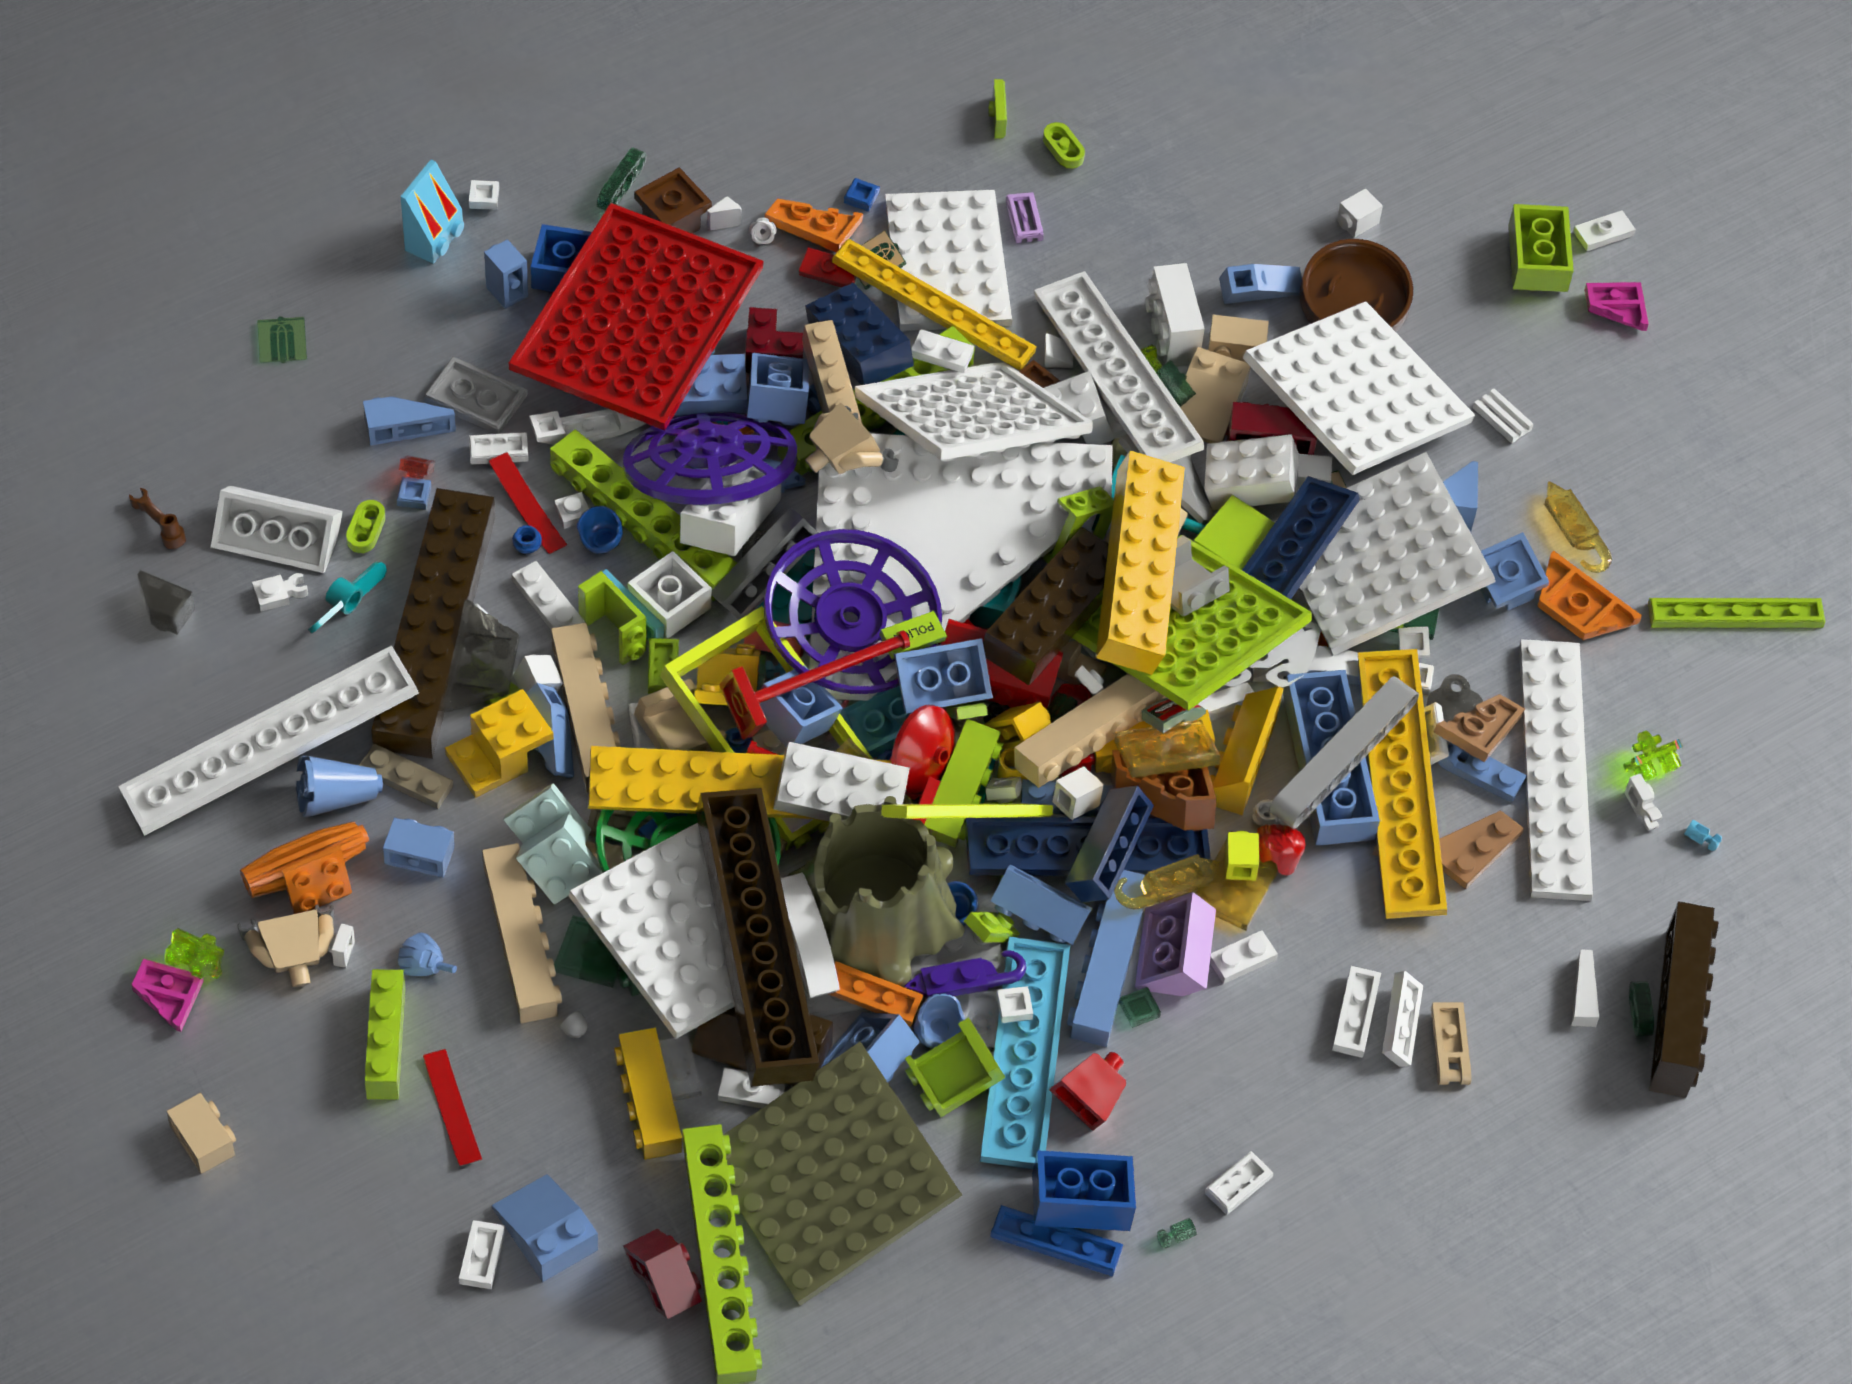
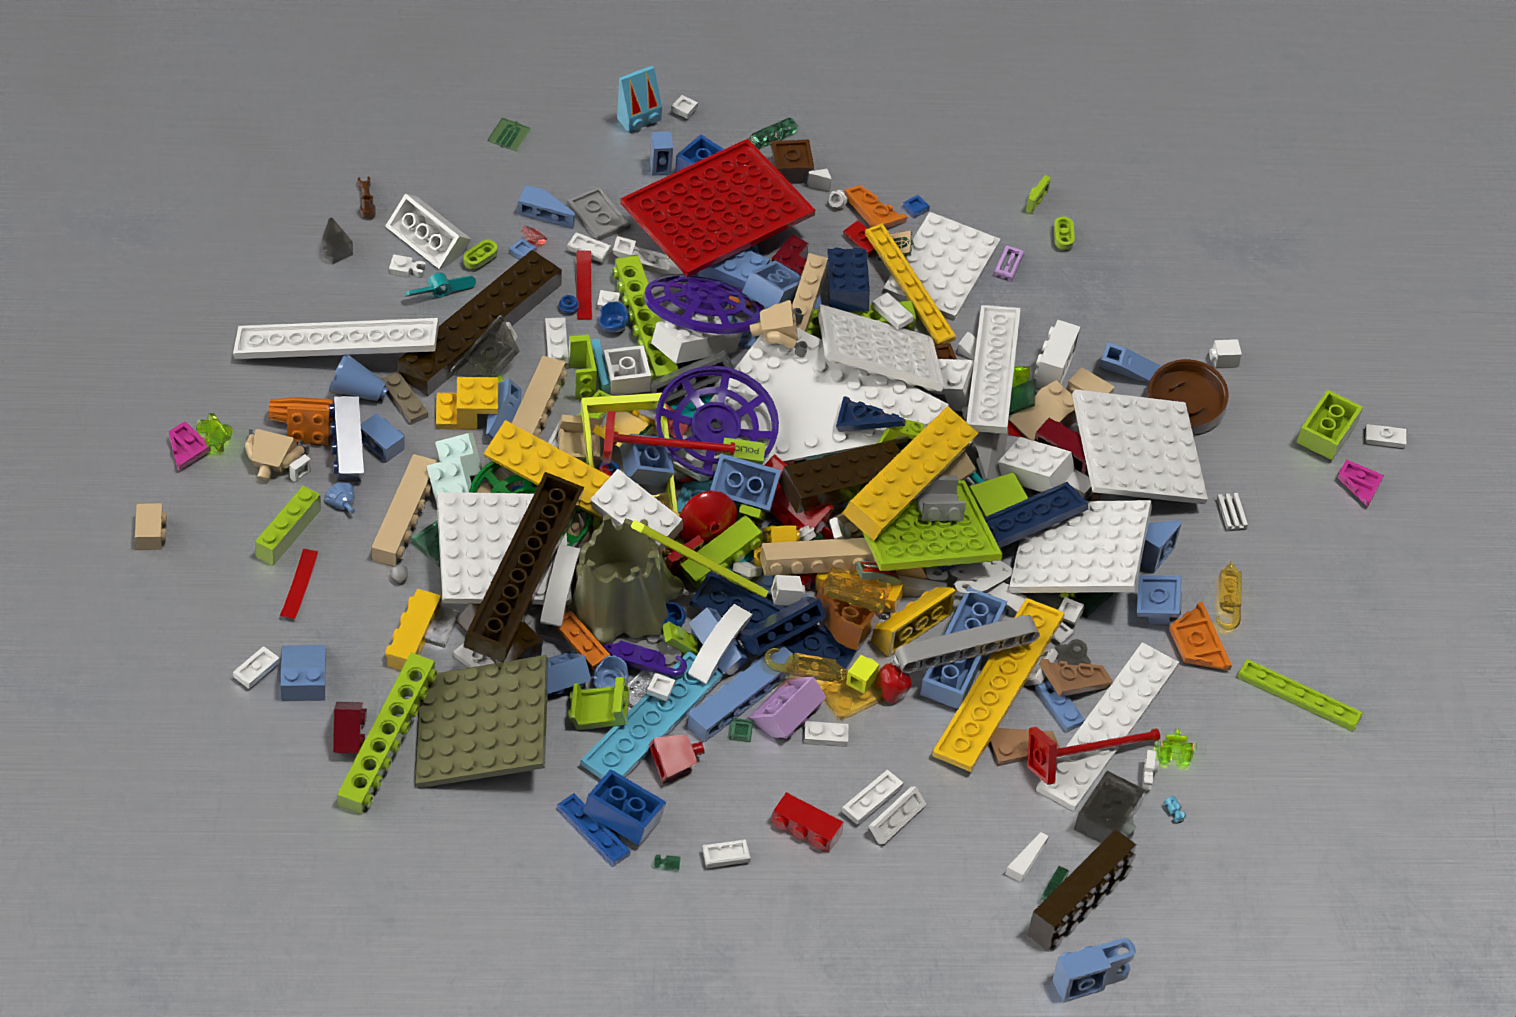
camera: 30 degrees right, 5 degrees down
(383, 873) = (347, 438): none -> brick
(535, 670) = (519, 375): white brick -> none
(1025, 516) = (862, 417): none -> dark blue wing
(1050, 703) = (806, 533): none -> white plate
(1050, 908) = (718, 643): none -> white slope
(1306, 1088) = (807, 822): none -> red brick
(1451, 1042) = (918, 843): tan plate -> none
(1525, 848) = (1044, 751): none -> red tile
(1639, 877) = (1110, 808): none -> clear smoke piece
(1761, 1096) = (1092, 969): none -> medium blue brick

